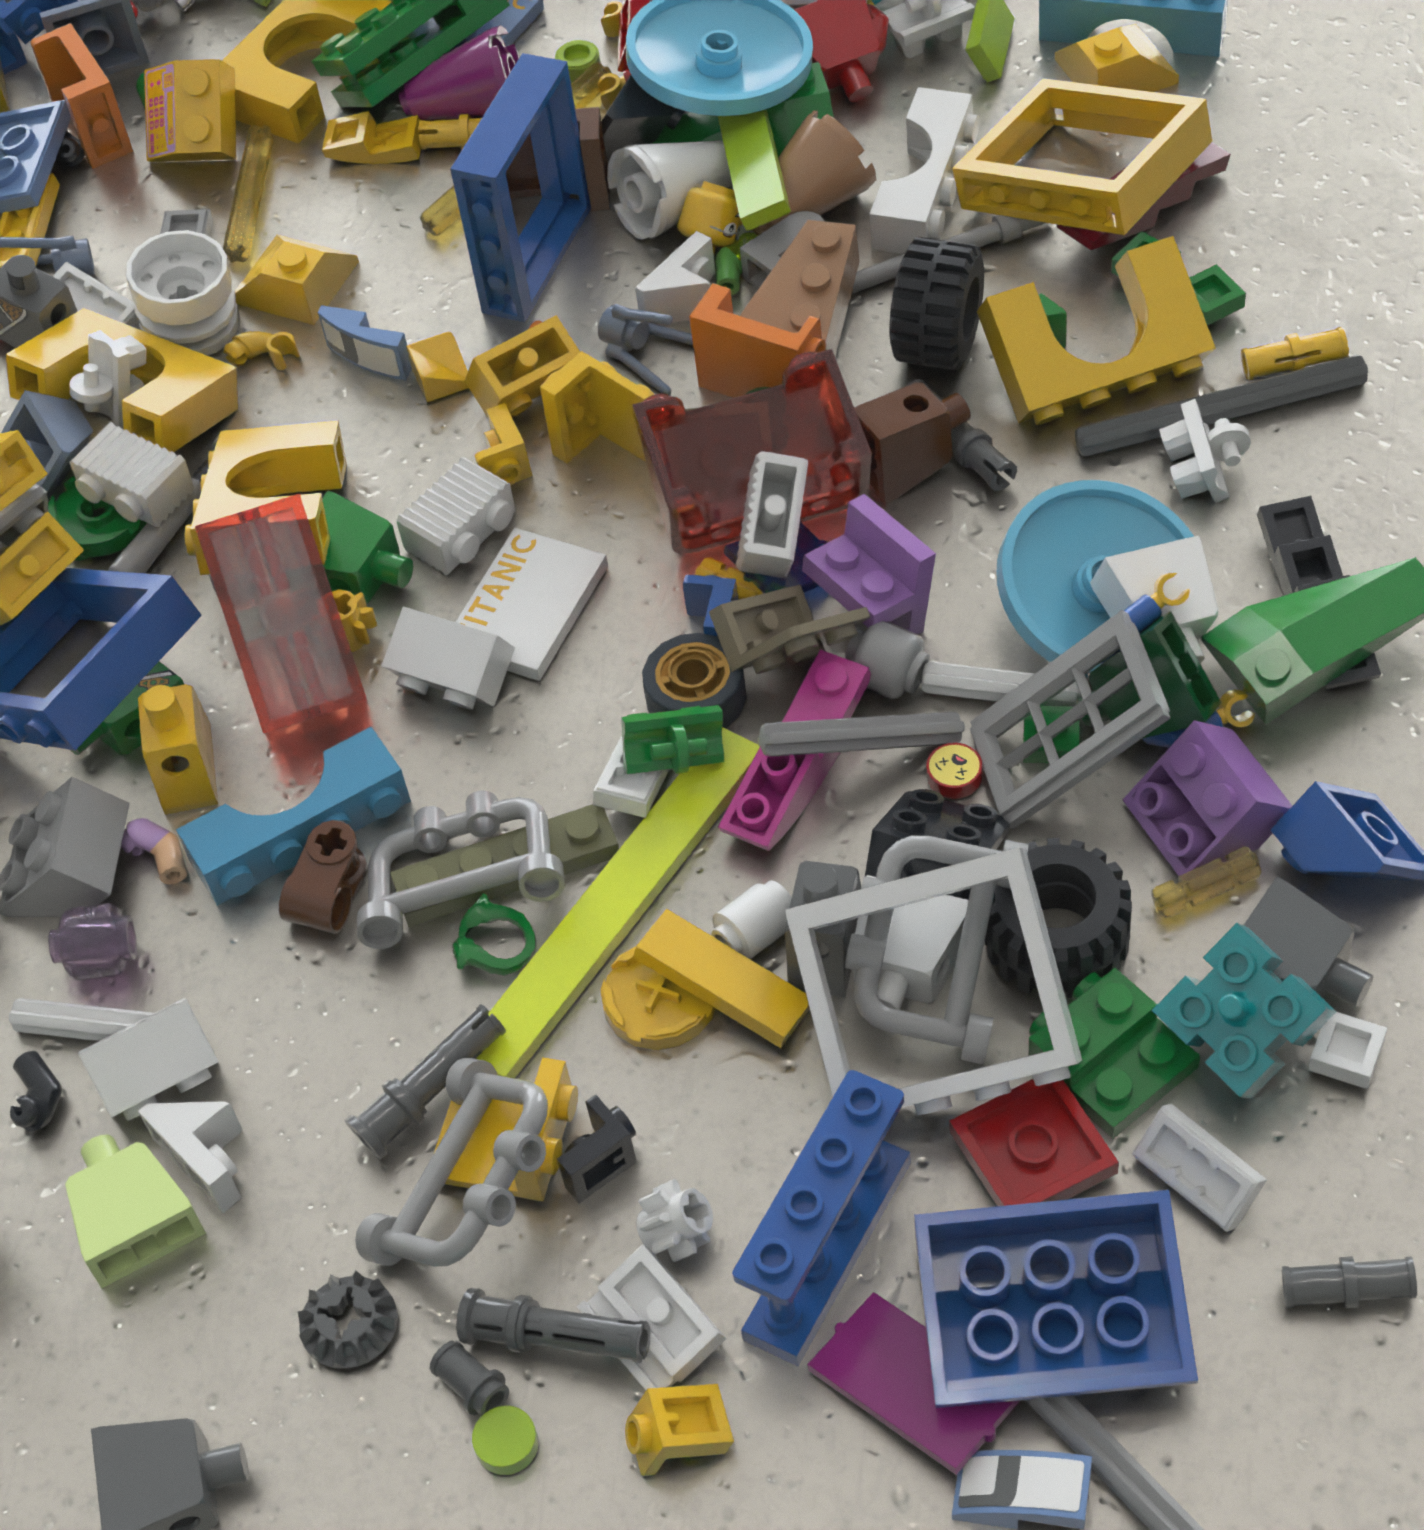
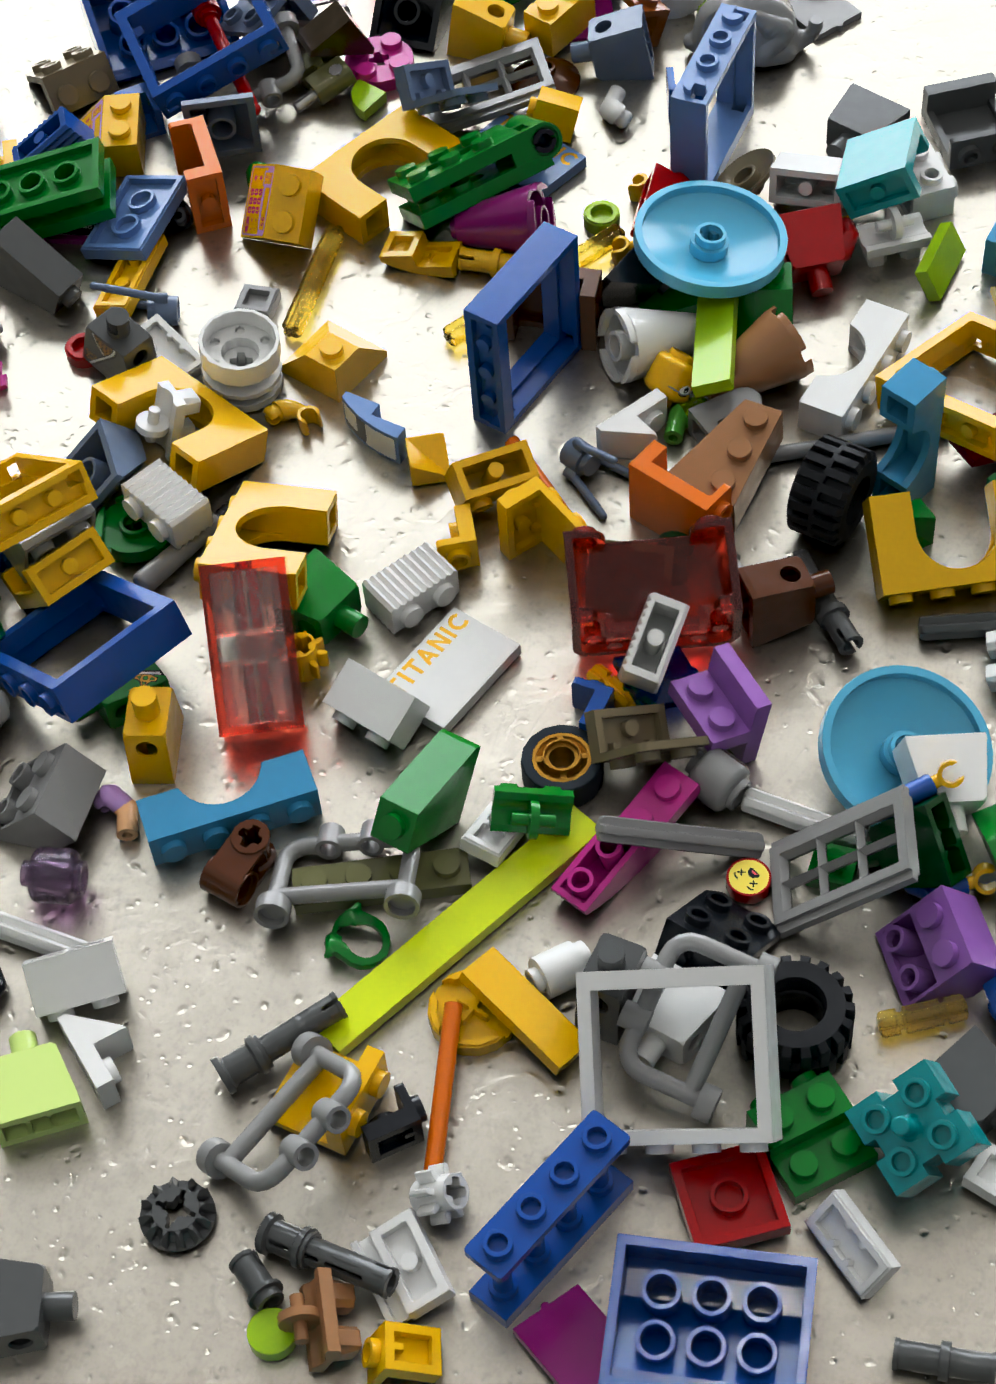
camera: 10 degrees right, 0 degrees up
(540, 744) = (427, 793): none -> green slope
(558, 1408) = (315, 1320): none -> medium nougat hips
(645, 1087) = (443, 1084): none -> orange bar
(1017, 178) = (915, 404): none -> dark azure arch

